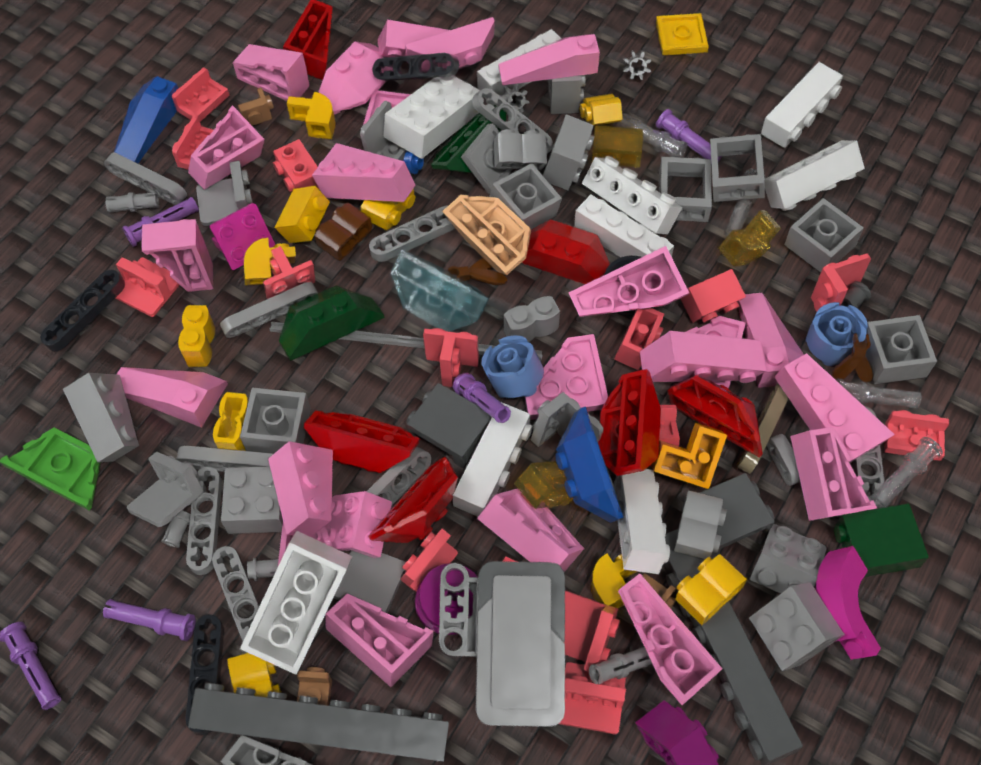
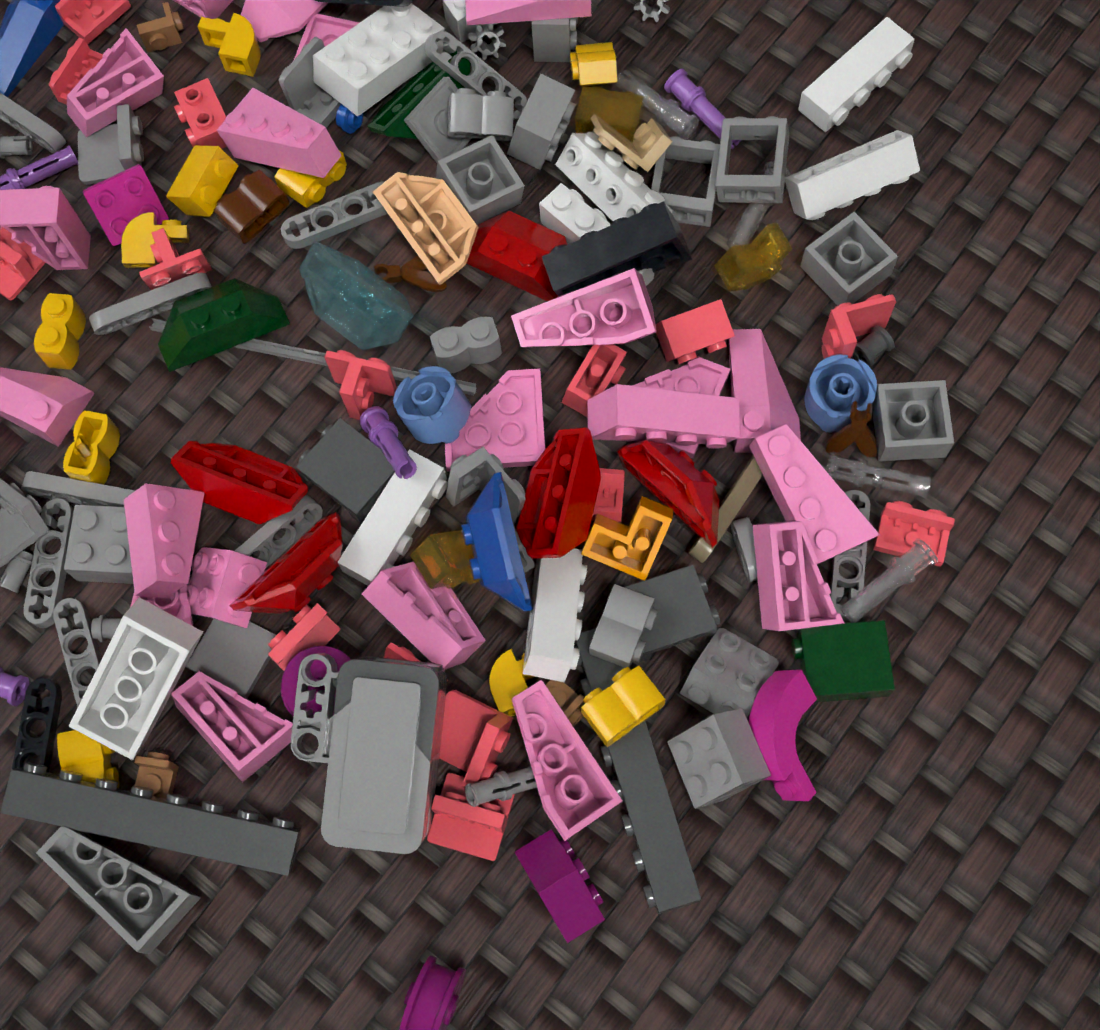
camera: 10 degrees right, 10 degrees up
(274, 419) = (140, 449): light grey brick -> none
(652, 164) = (645, 150): none -> tan bracket
(667, 226) = (628, 243): none -> black wedge

